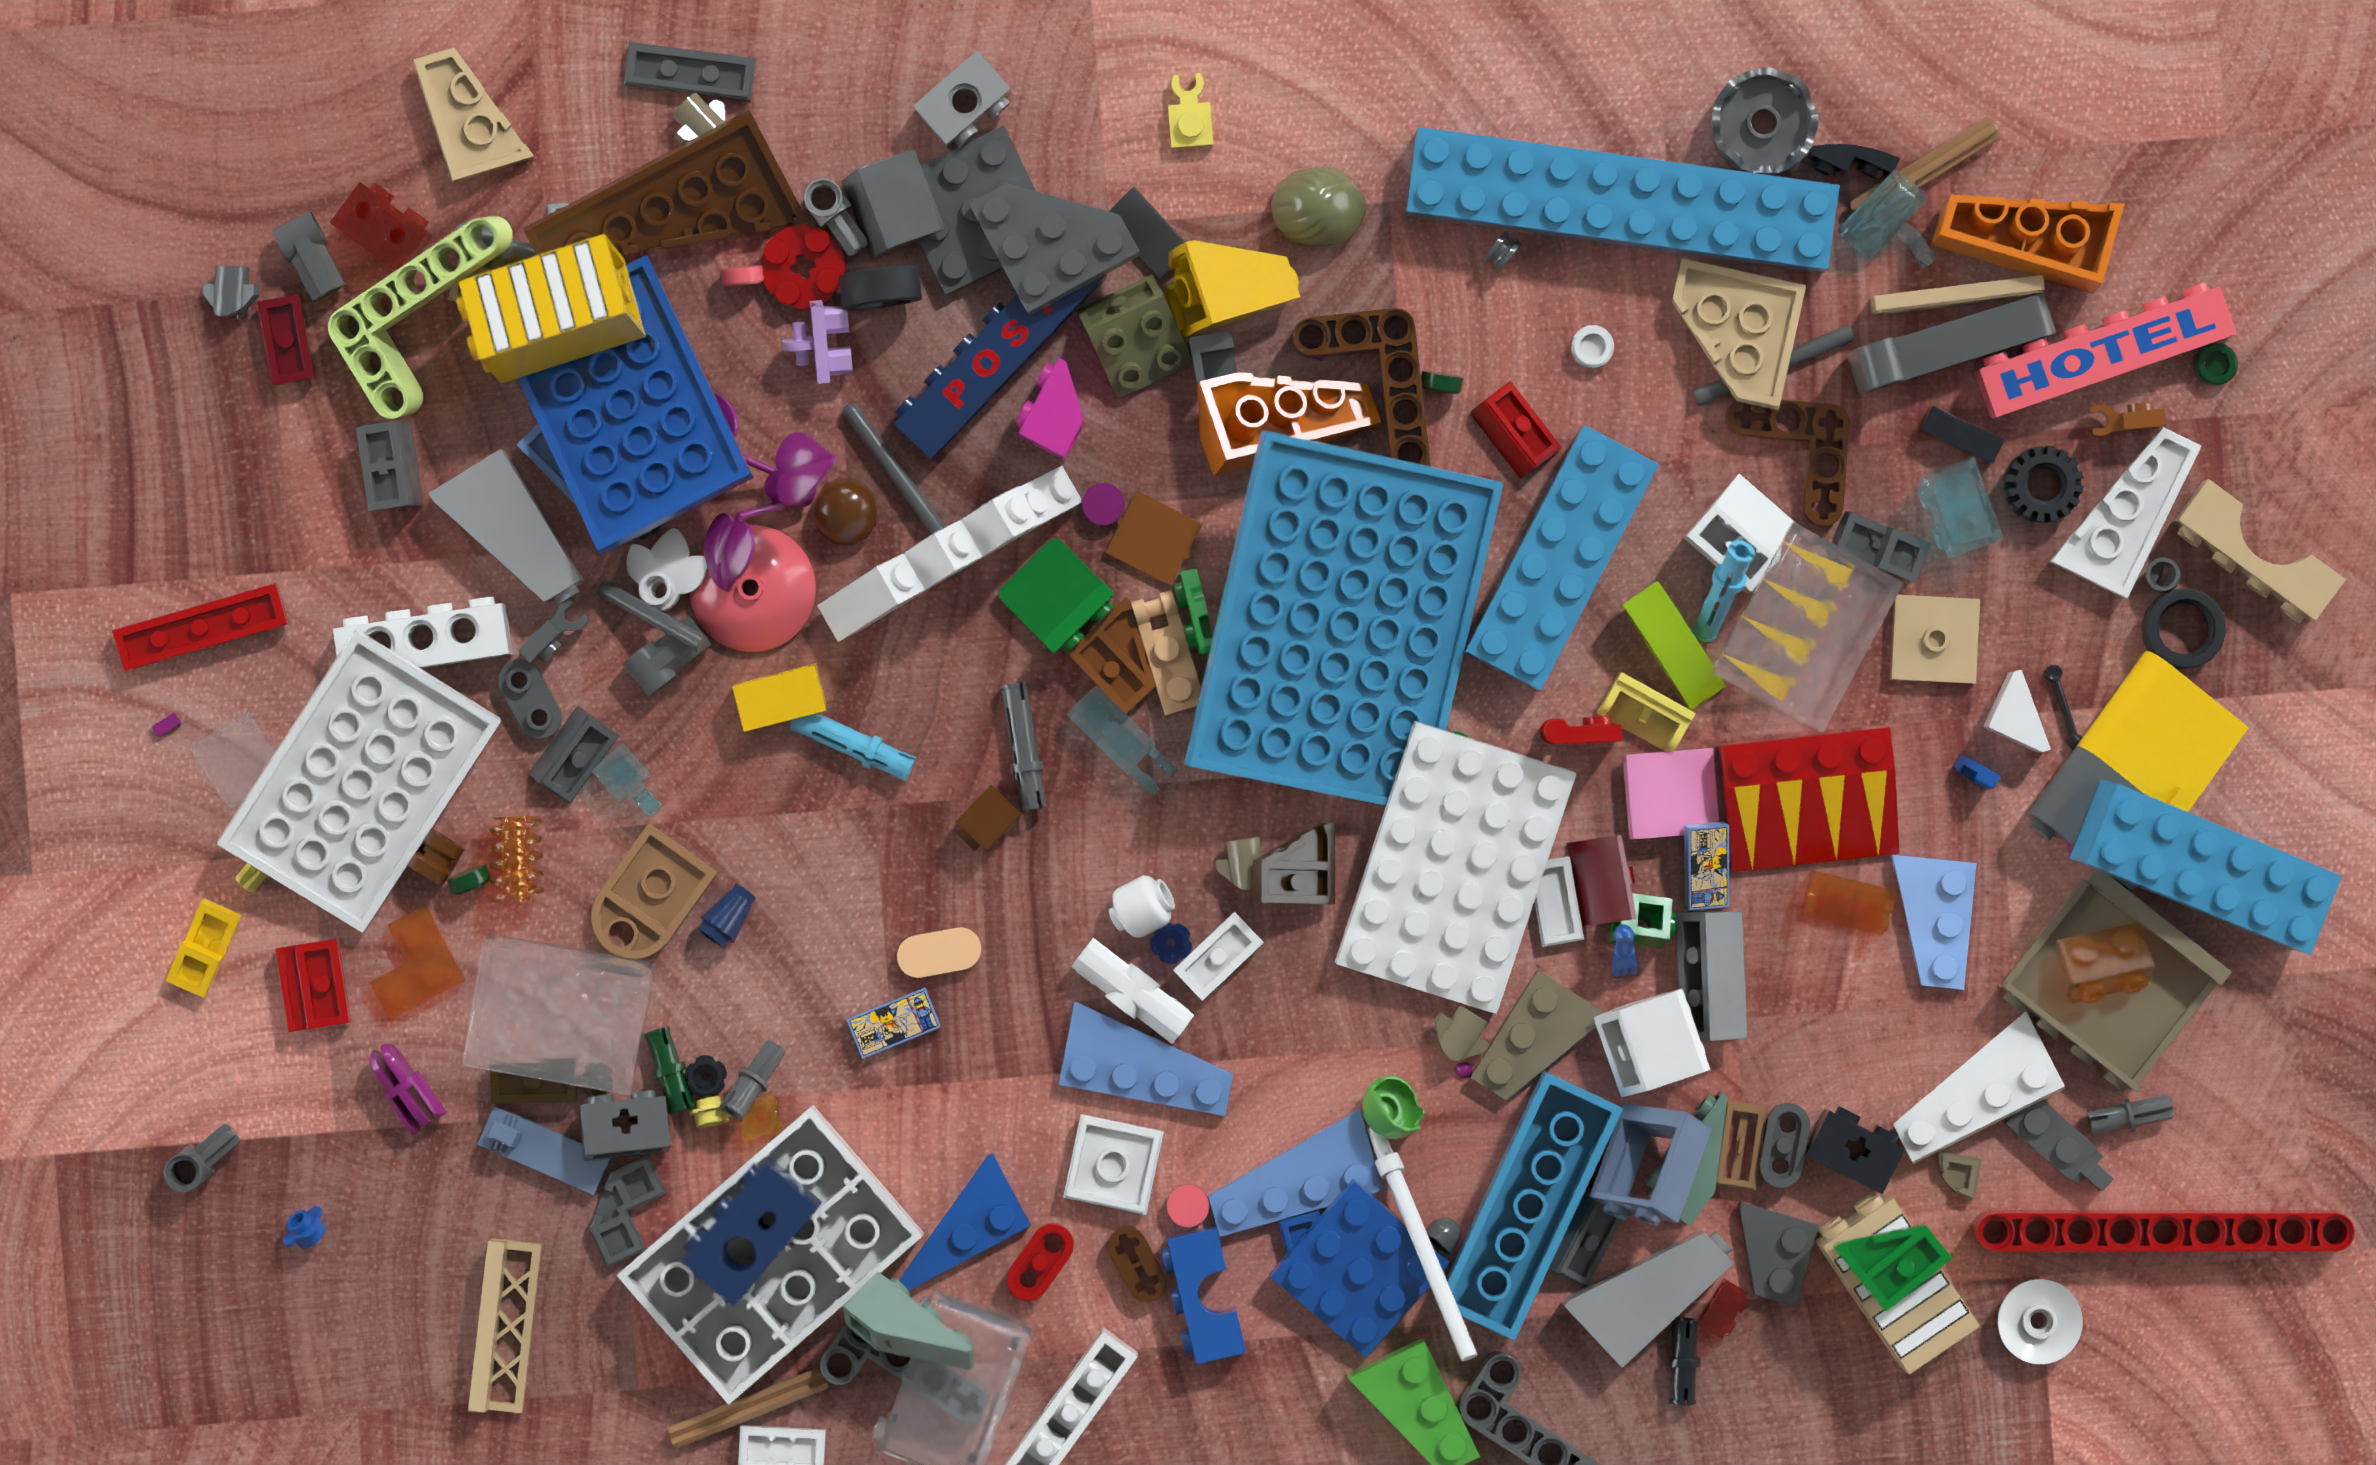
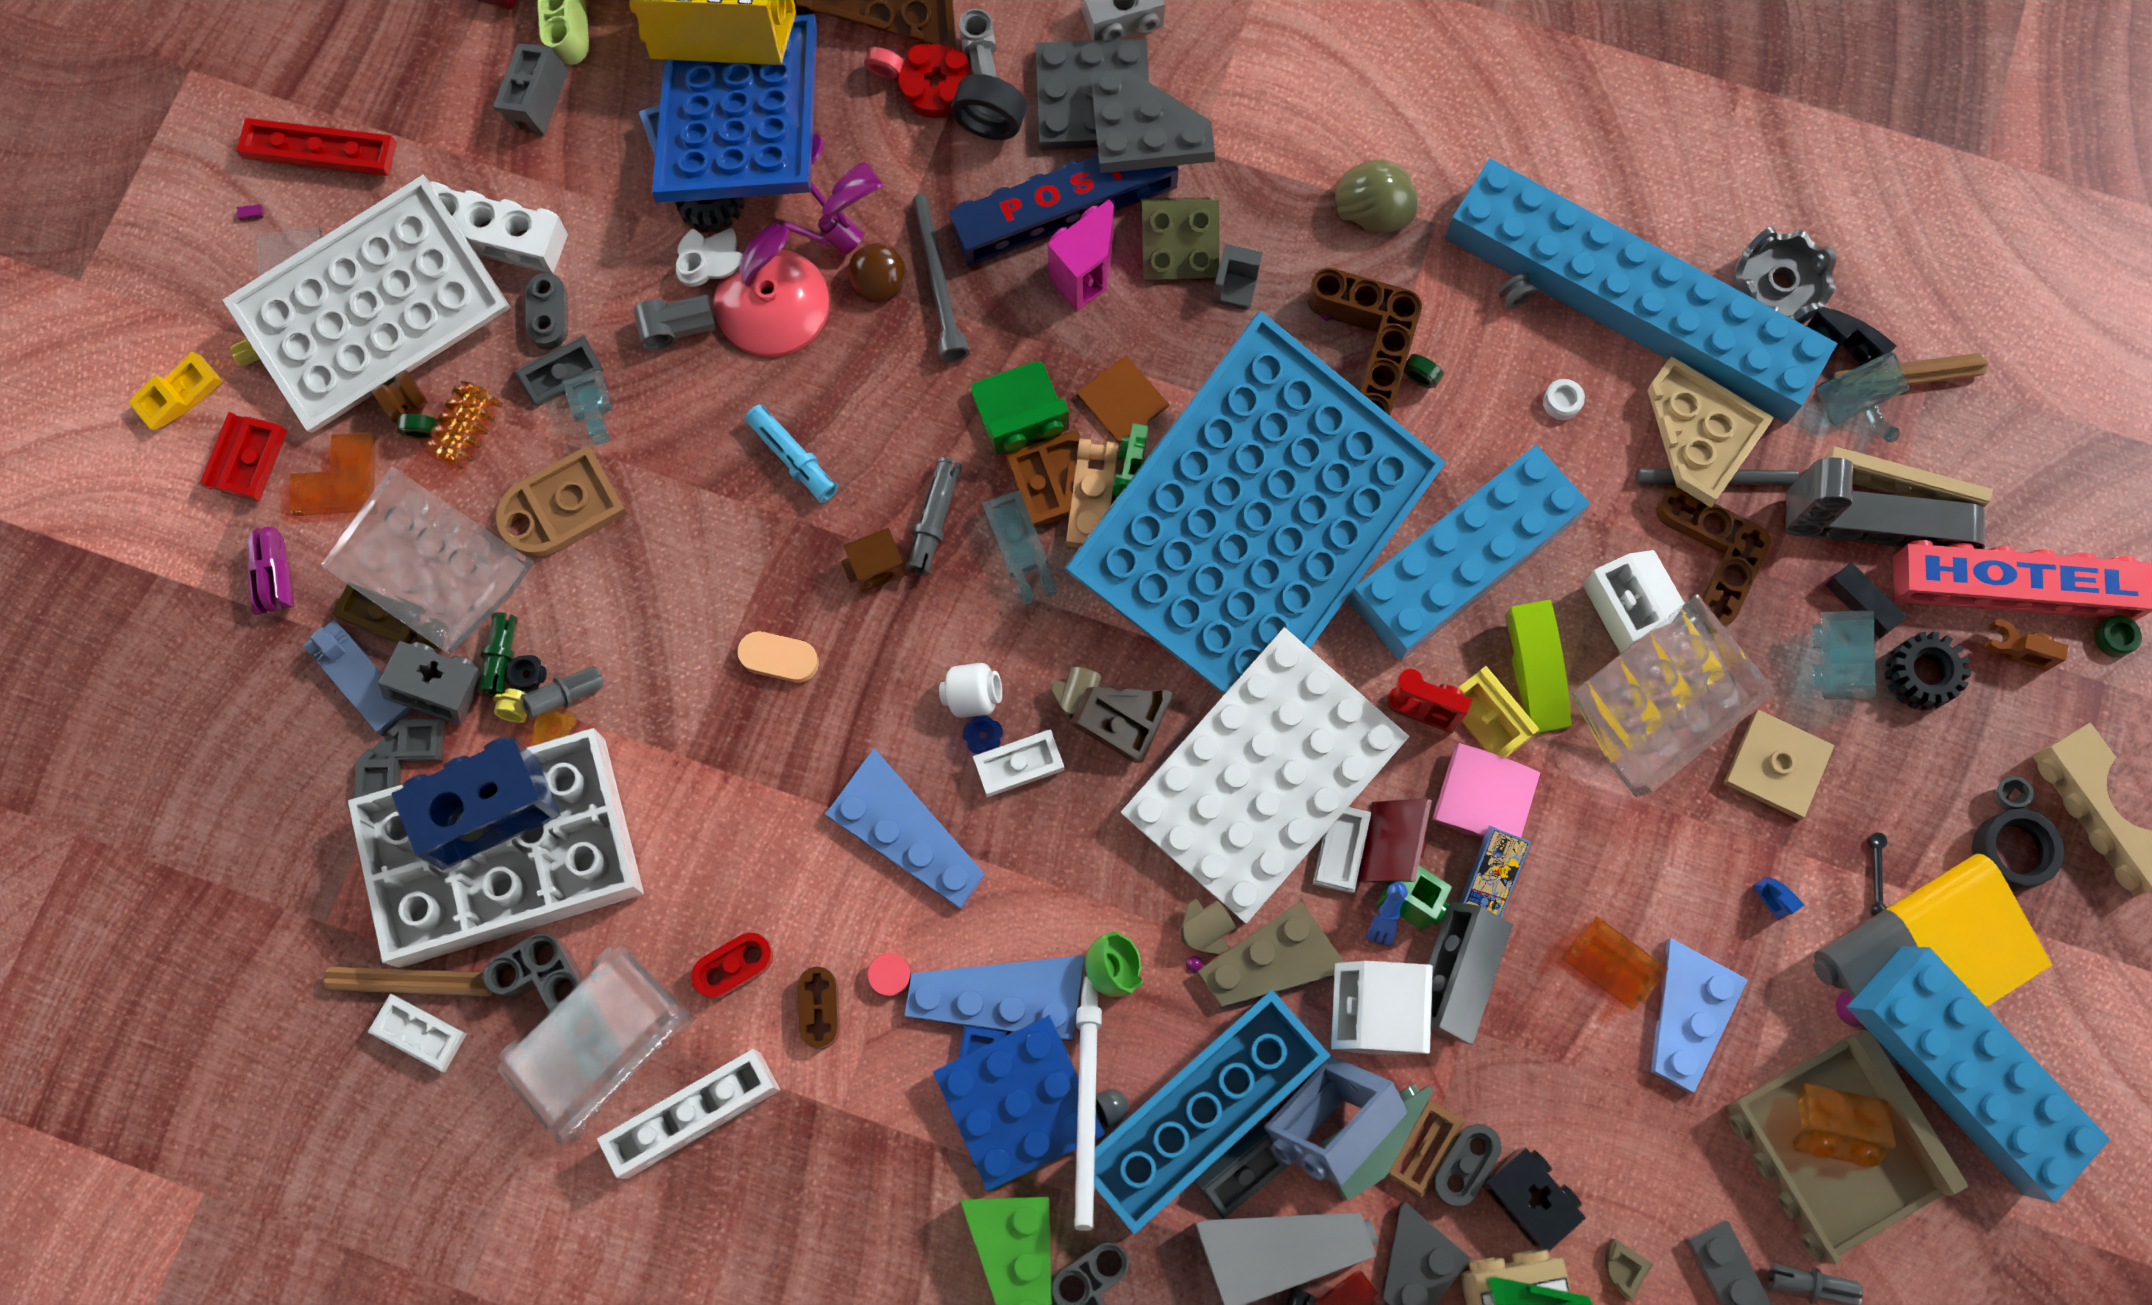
camera: 30 degrees right, 15 degrees down
(202, 1157) = (67, 556): dark grey axle -> none
(305, 1228) = (119, 651): blue plate -> none
(488, 1326) = (223, 805): tan fence -> none
(507, 521) = (601, 163): light grey slope -> none
(544, 641) = (584, 264): dark grey plate -> none
(652, 616) = (676, 280): dark grey bar -> none
(727, 916) = (613, 547): dark blue cone -> none
(779, 697) = (748, 386): yellow hinge -> none
(827, 360) = (918, 148): lavender hips -> none
(892, 203) = (1031, 50): dark grey slope -> none
(893, 1023) = (709, 699): tile -> none
(898, 1325) = (569, 957): sand green slope -> none
(948, 552) = (940, 316): white arch -> none
(976, 1221) = (696, 904): blue wing -> none
(1103, 504) = (1092, 354): magenta tile -> none
(1113, 1164) = (840, 906): white plate -> none
(1132, 990) = (929, 760): white piece -> none
(1149, 230) = (1232, 171): dark grey slope -> none
(1190, 121) = (1300, 94): light yellow plate -> none
(1209, 1332) = (868, 1024): blue arch -> none
(1225, 285) = (1276, 218): yellow slope -> none
(1240, 406) = (1235, 305): orange wedge -> none
(1515, 429) = (1469, 438): red slope -> none
(1735, 562) = (1636, 600): medium azure pin -> none
(1810, 799) = (1614, 853): red slope -> none
(1882, 546) = (1772, 664): dark grey slope -> none
(1989, 1087) = (1680, 1198): white wing -> none
(2016, 716) = (1834, 863): white slope -> none
(2033, 236) = (1971, 447): orange wedge -> none
(2125, 523) = (1991, 737): white wing -> none

